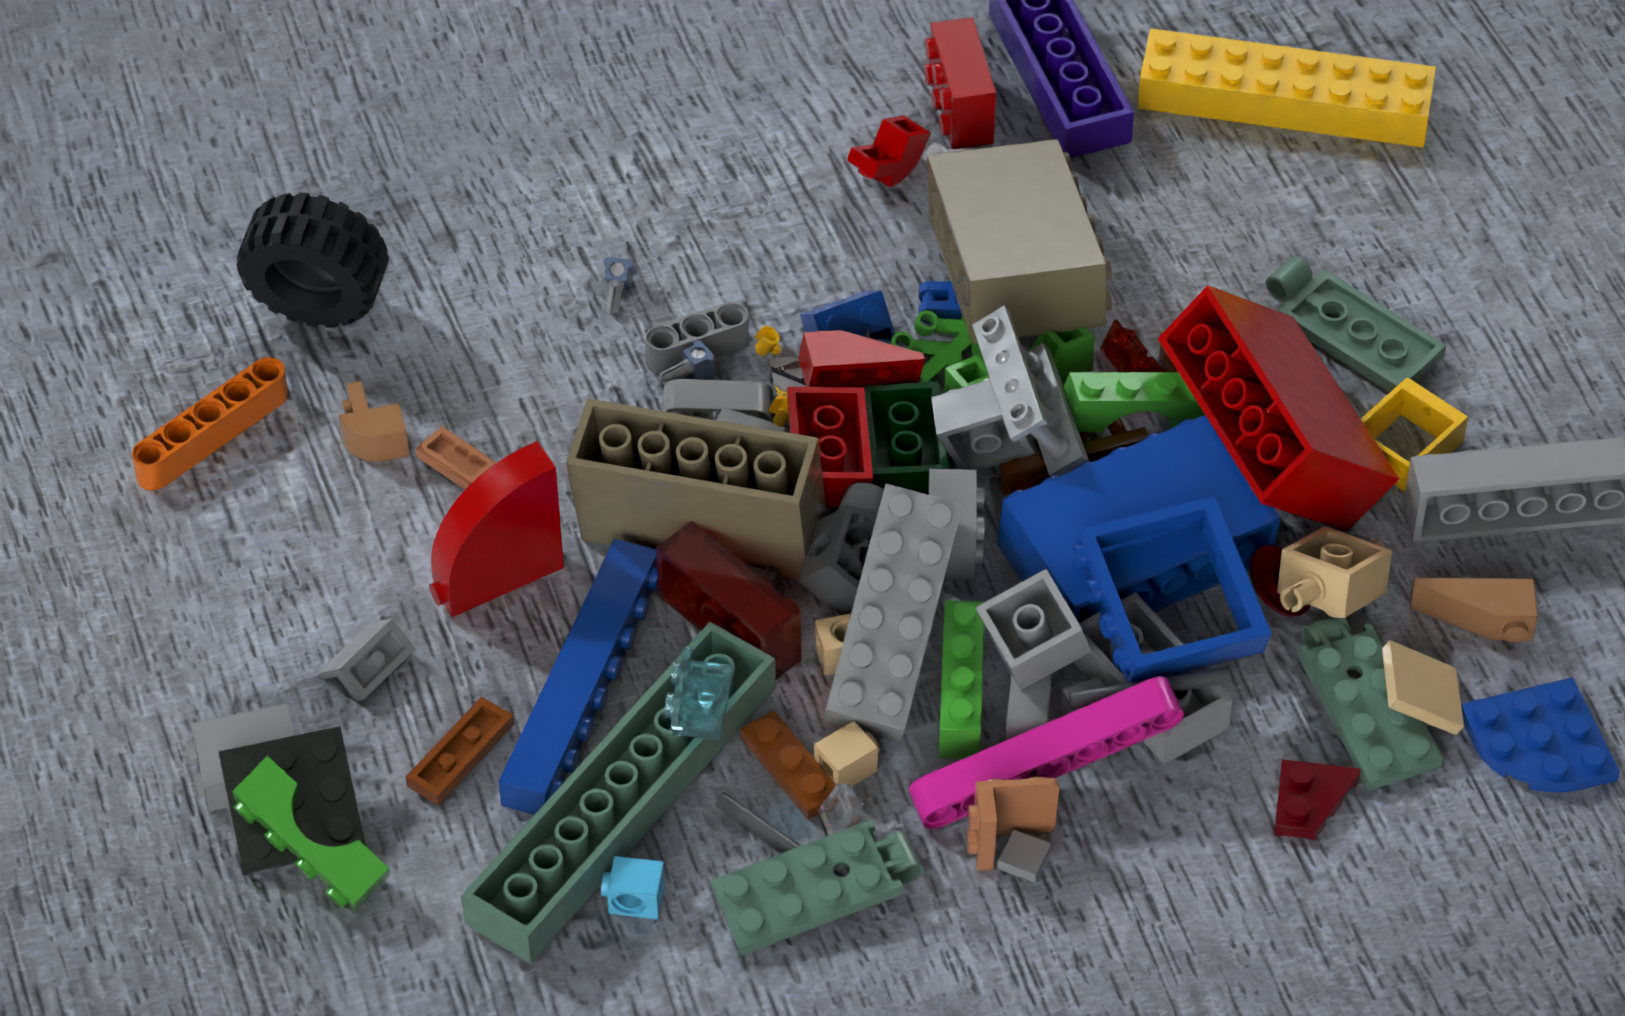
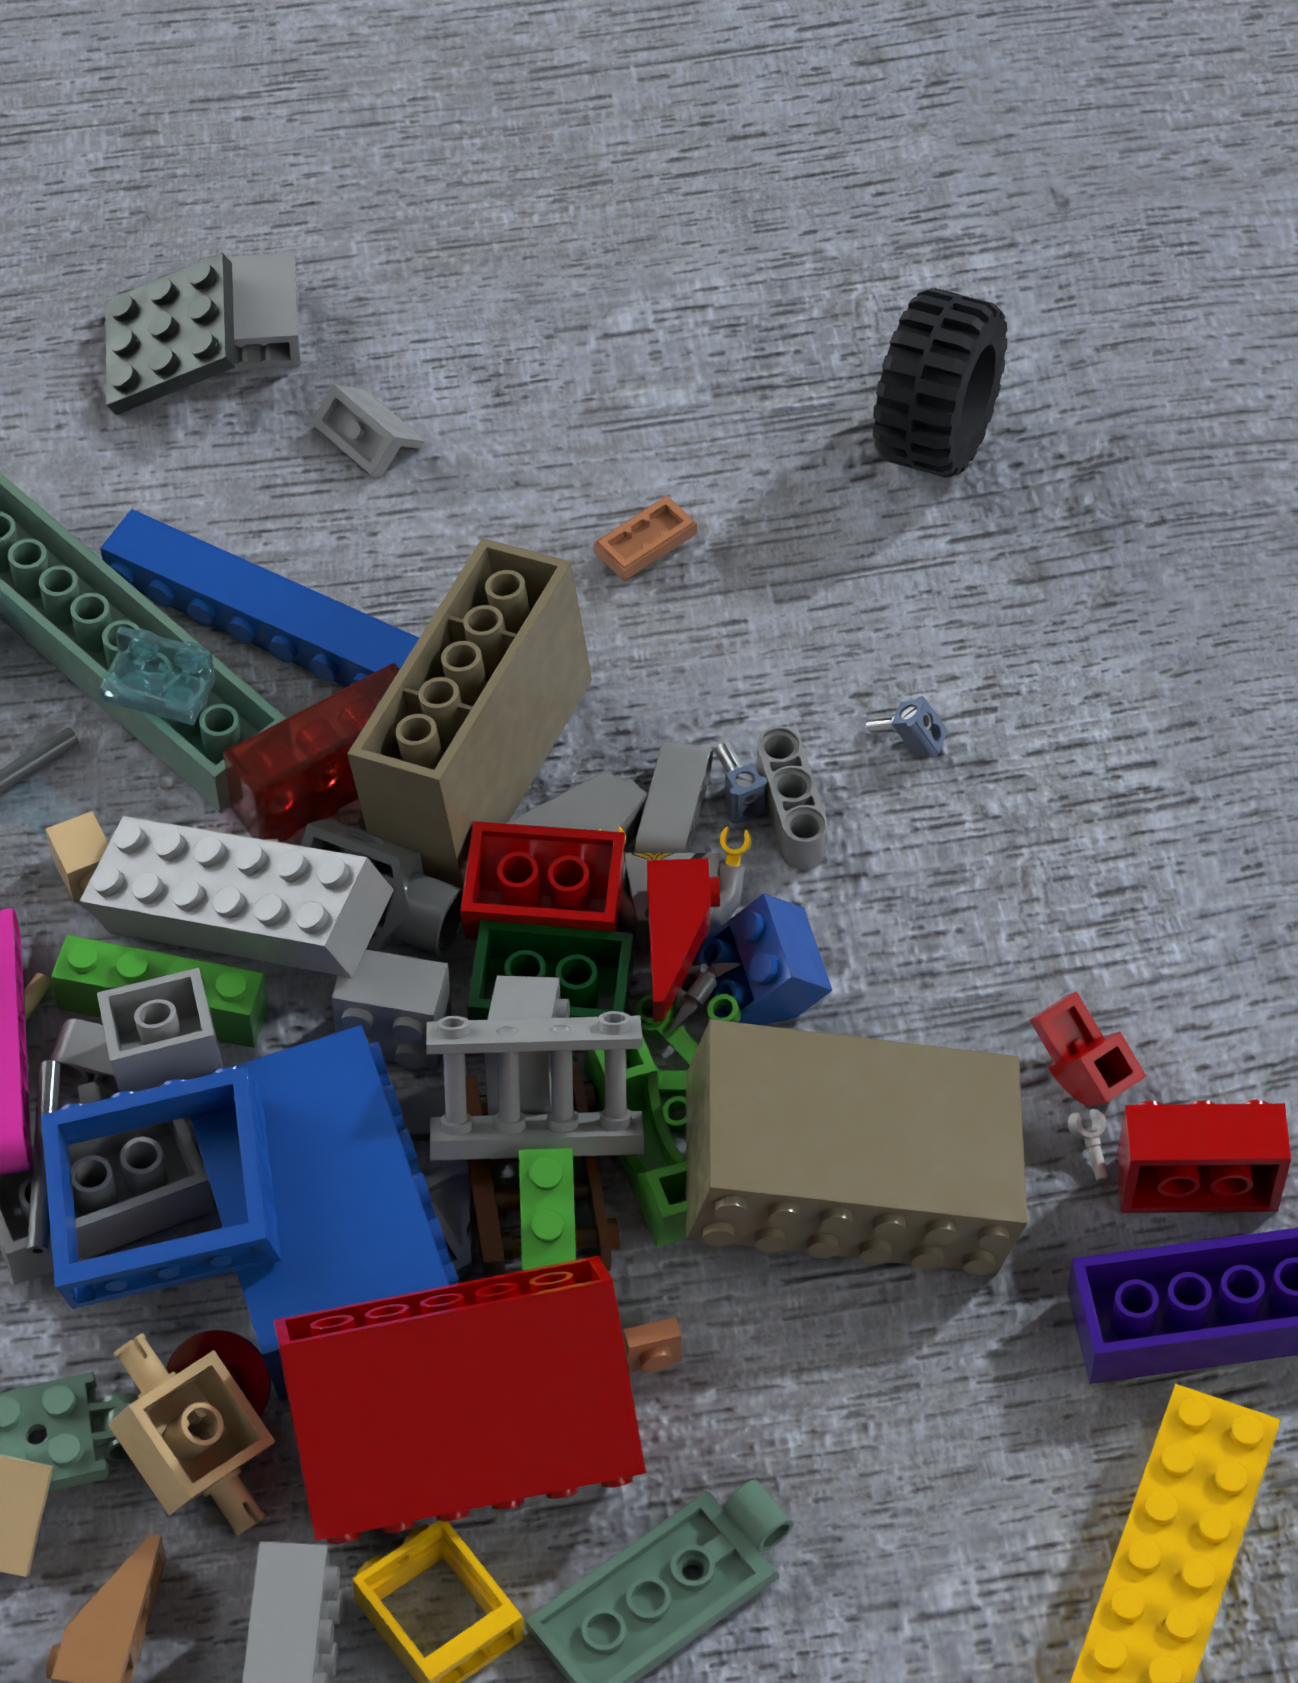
camera: 100 degrees right, 5 degrees up
(210, 423) = (751, 314): orange beam -> none
(347, 870) = (135, 296): bright green arch -> none
(374, 432) = (709, 452): medium nougat brick -> none
(459, 751) = (209, 497): dark orange plate -> none
(499, 533) = (459, 506): red brick -> none
(788, 762) = (138, 795): dark orange plate -> none
(1127, 351) = (681, 1289): clear red hinge -> none

